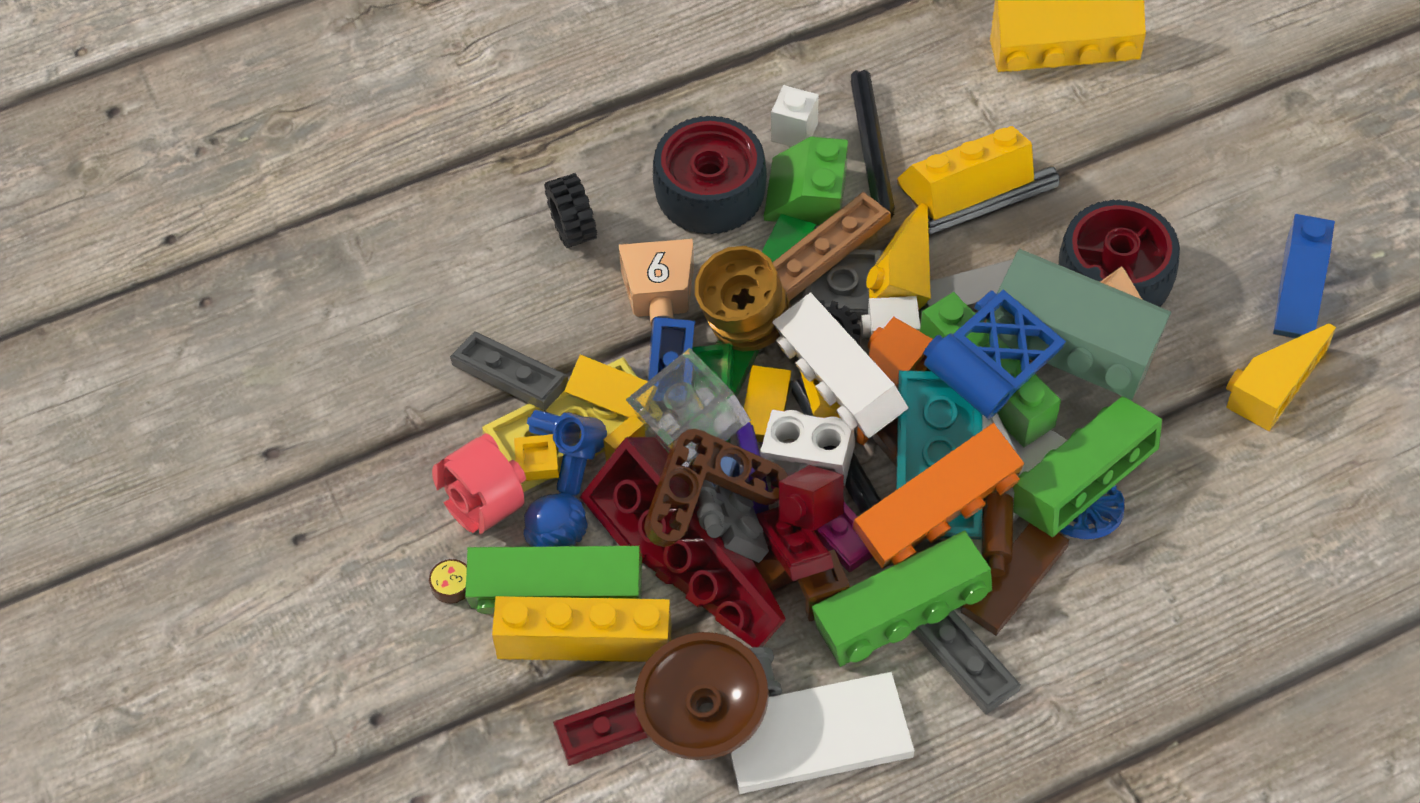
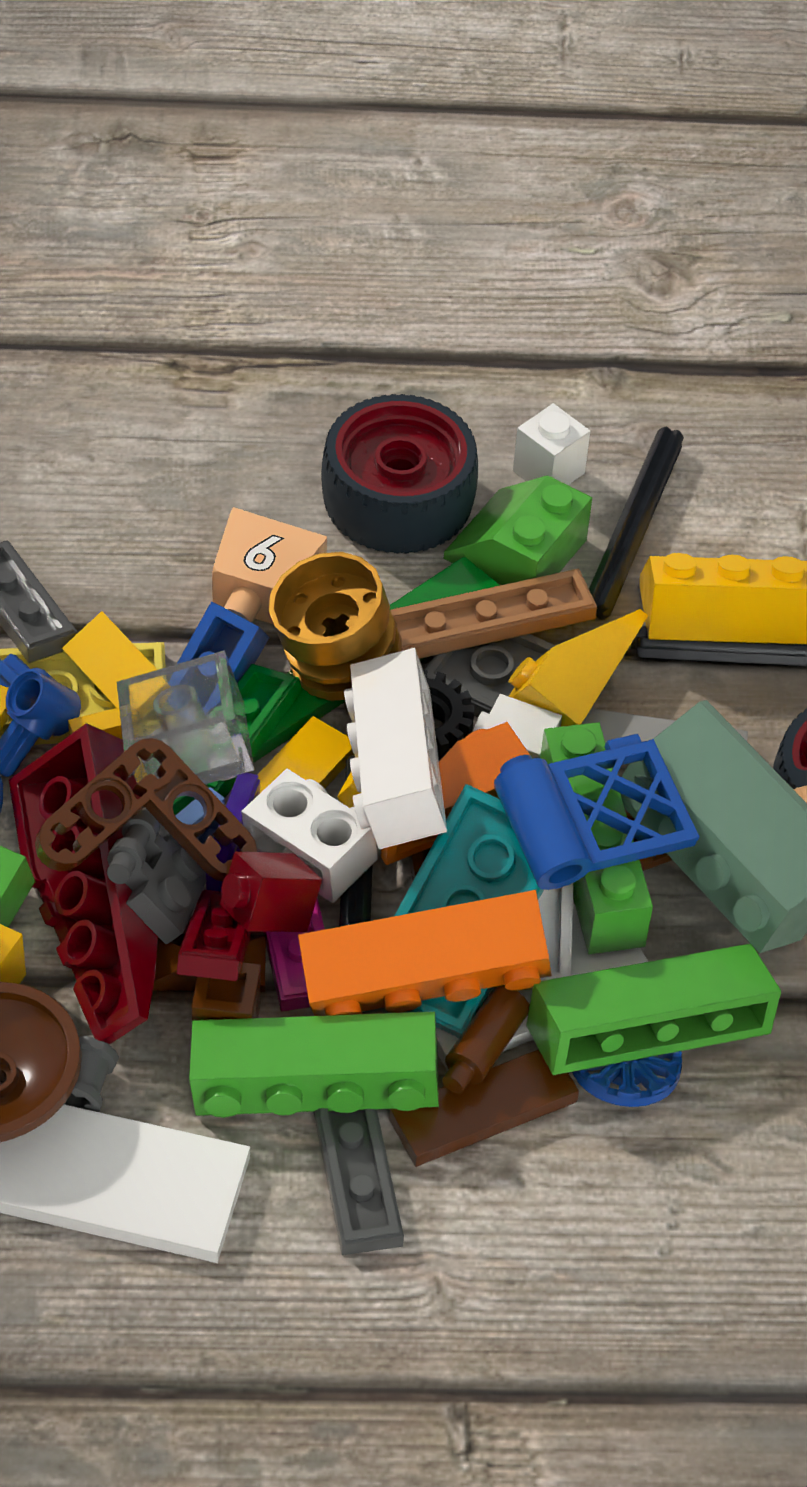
camera: 20 degrees right, 5 degrees down
(570, 210) = (202, 446): black tyre -> none

